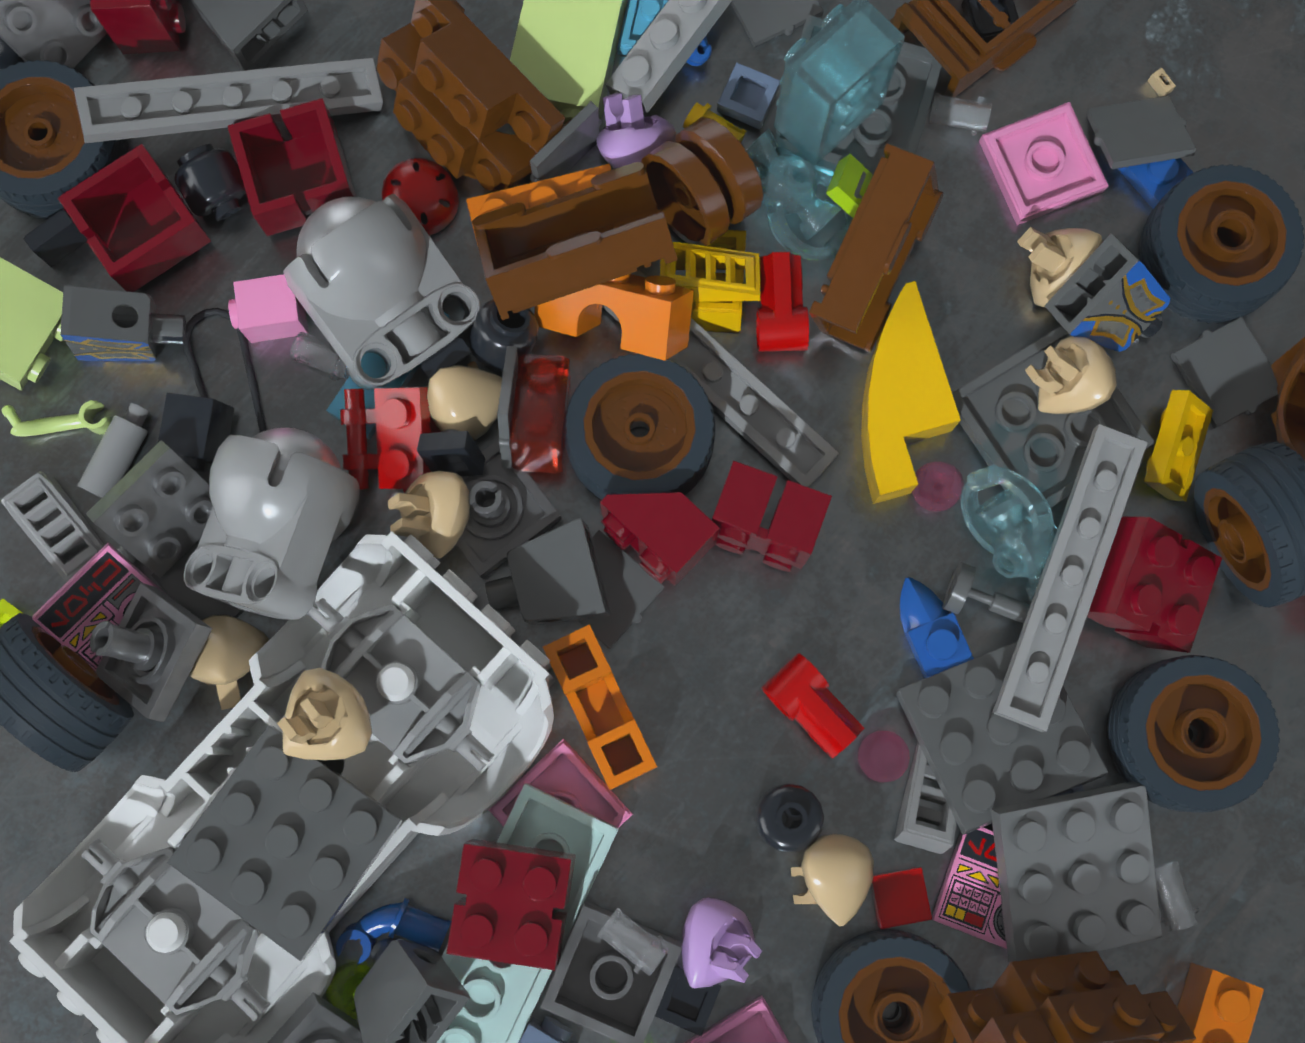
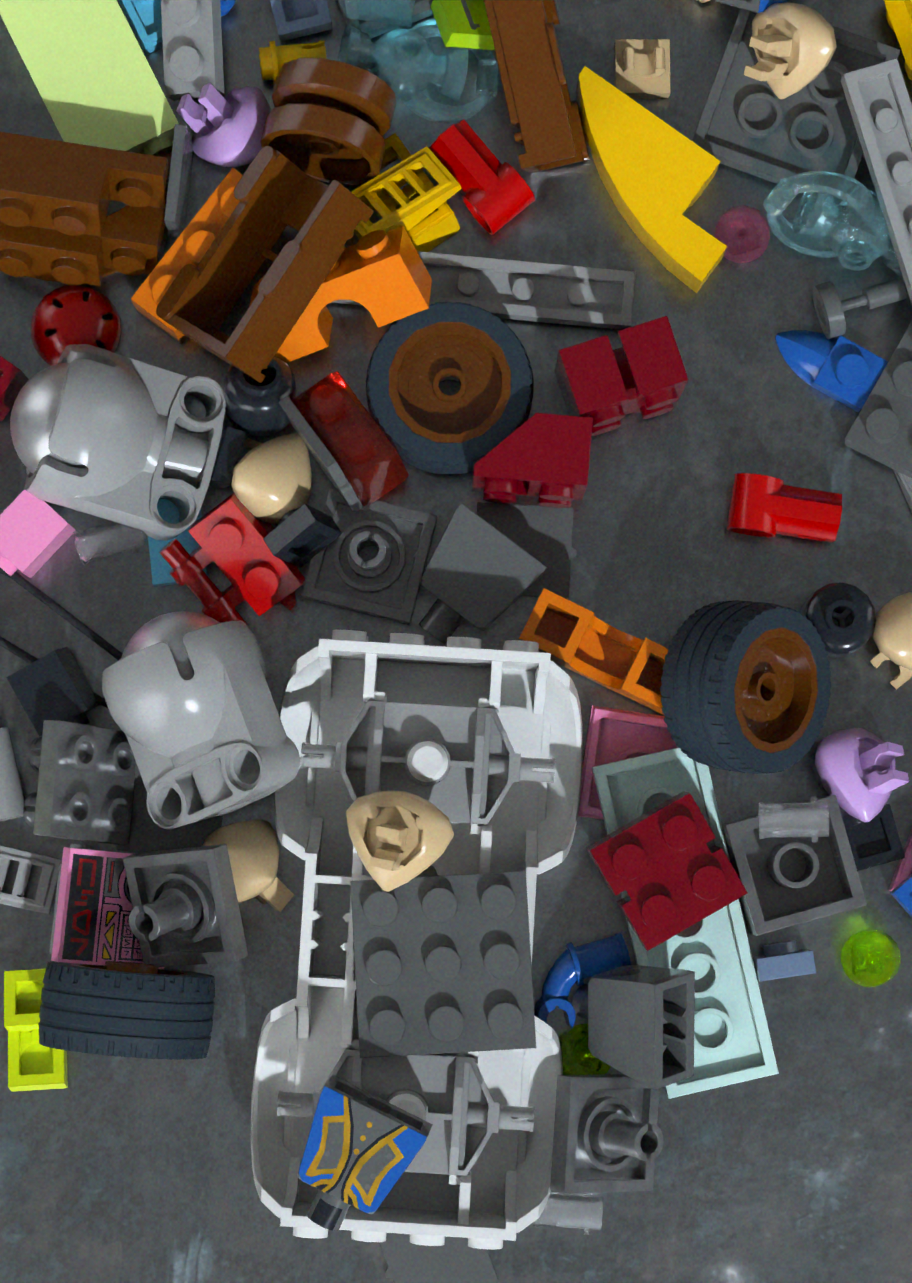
camera: 40 degrees left, 5 degrees up
(101, 929) = (356, 1151): none -> torso
(433, 511) = (331, 595): tan piece -> none
(678, 814) = (746, 686): none -> black wheel
(883, 756) = (875, 506): clear pink plate -> none
(957, 317) = (642, 68): none -> tan tile

